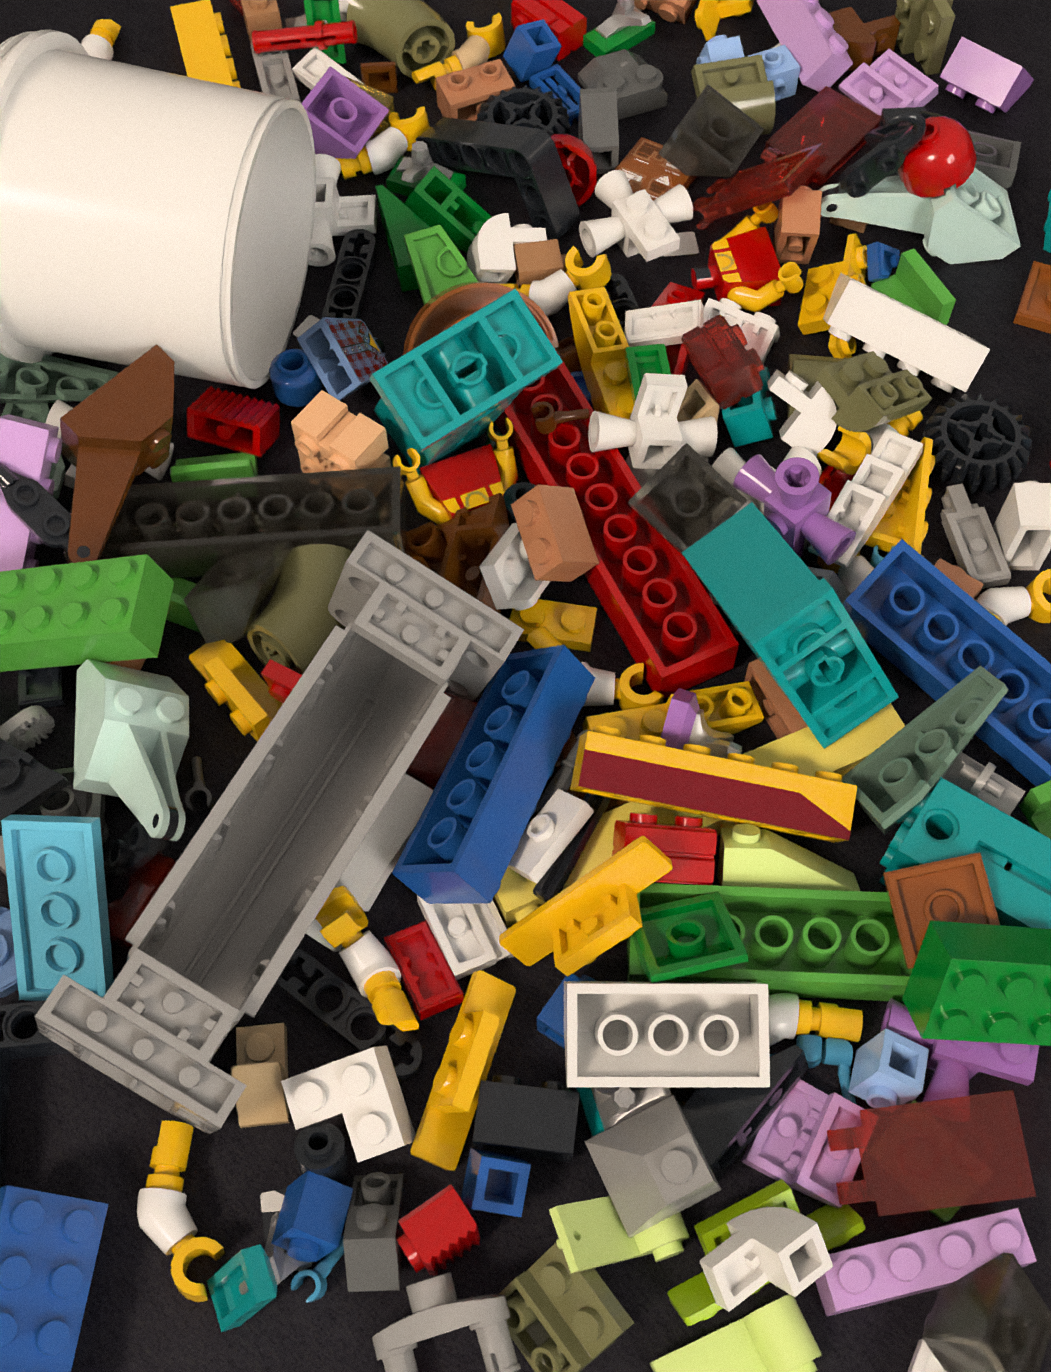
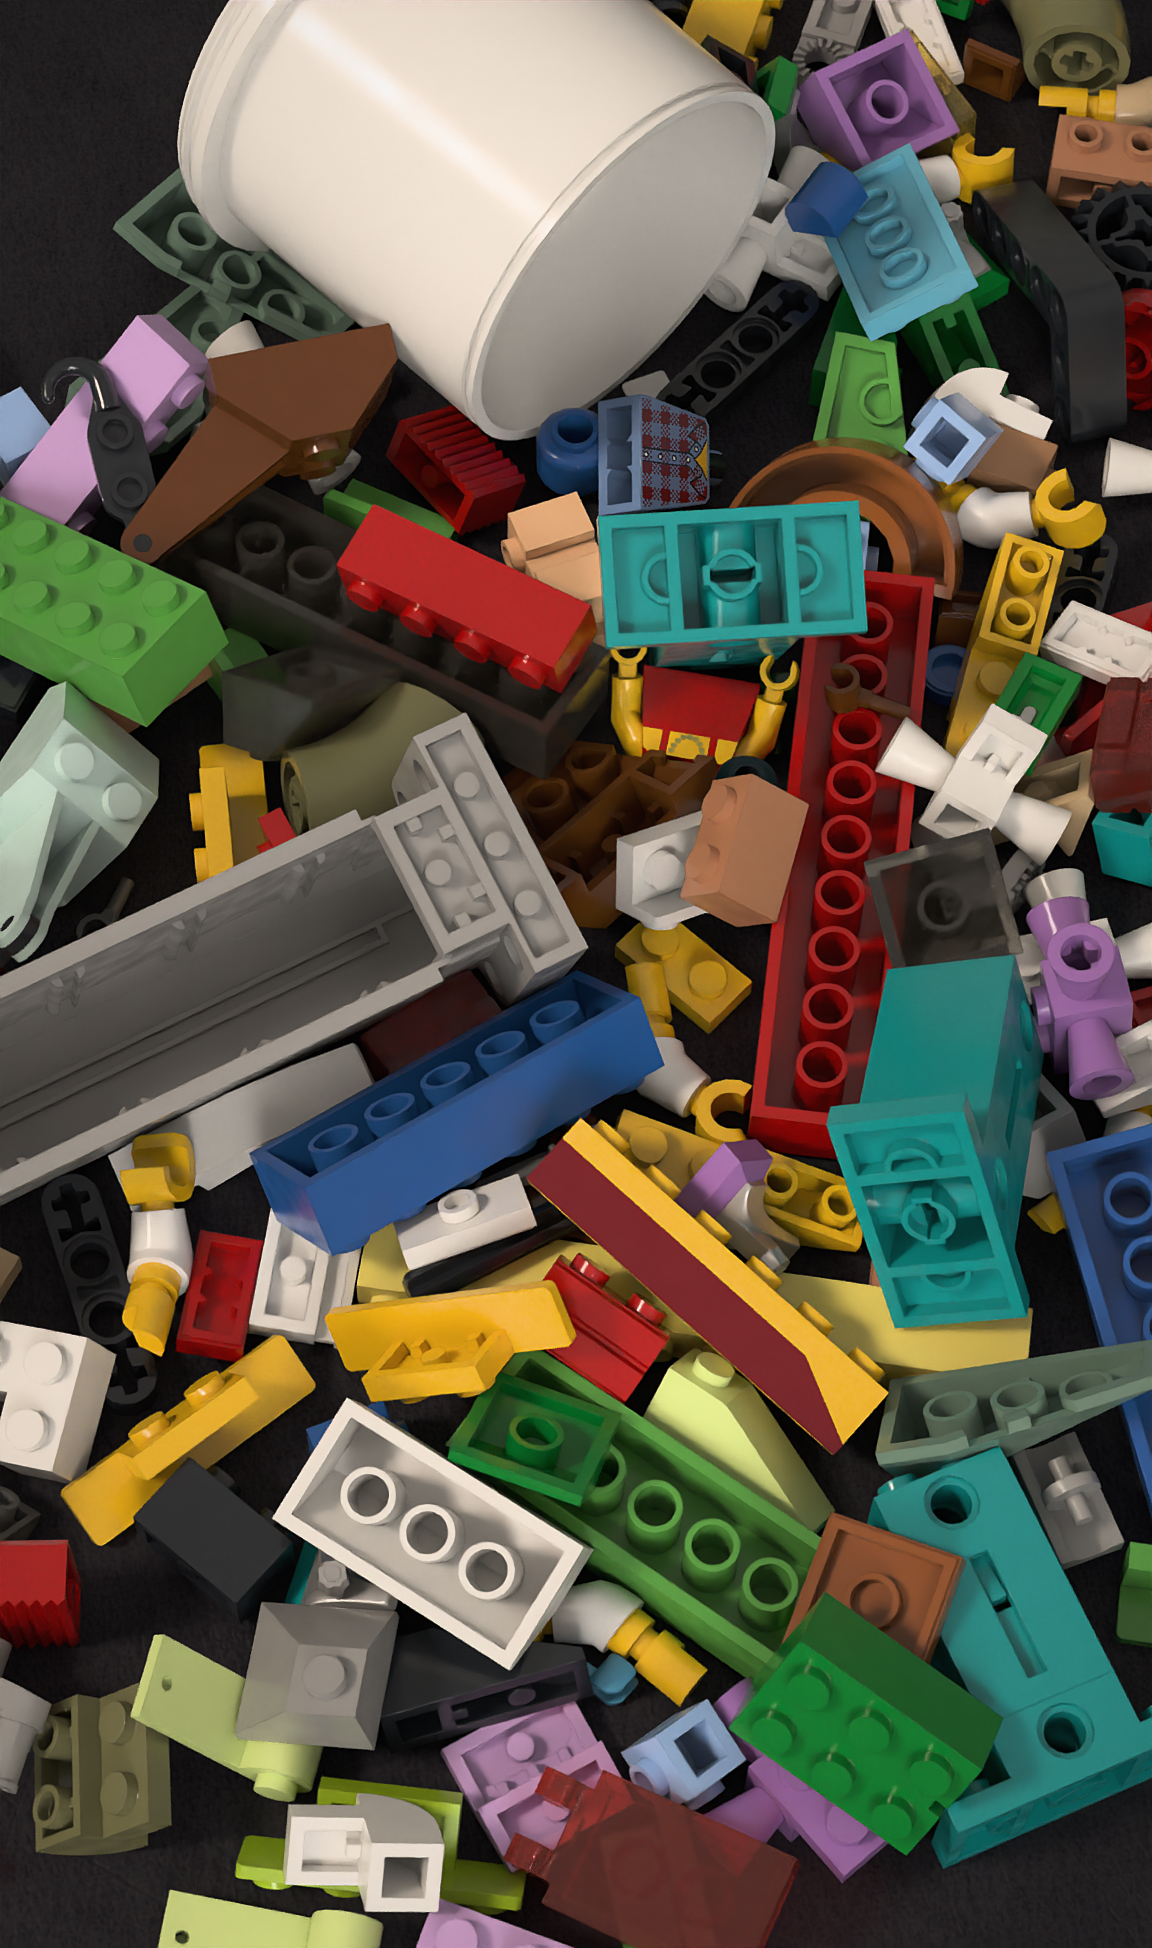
camera: 30 degrees right, 0 degrees up
(302, 479) = (466, 599): none -> red brick
(348, 173) = (826, 201): none -> blue brick
(401, 175) = (898, 248): none -> medium azure plate
(495, 1182) = (130, 1582): blue brick -> none
(505, 259) = (951, 438): none -> light blue brick
(839, 1053) = (648, 1706): dark azure hand -> none

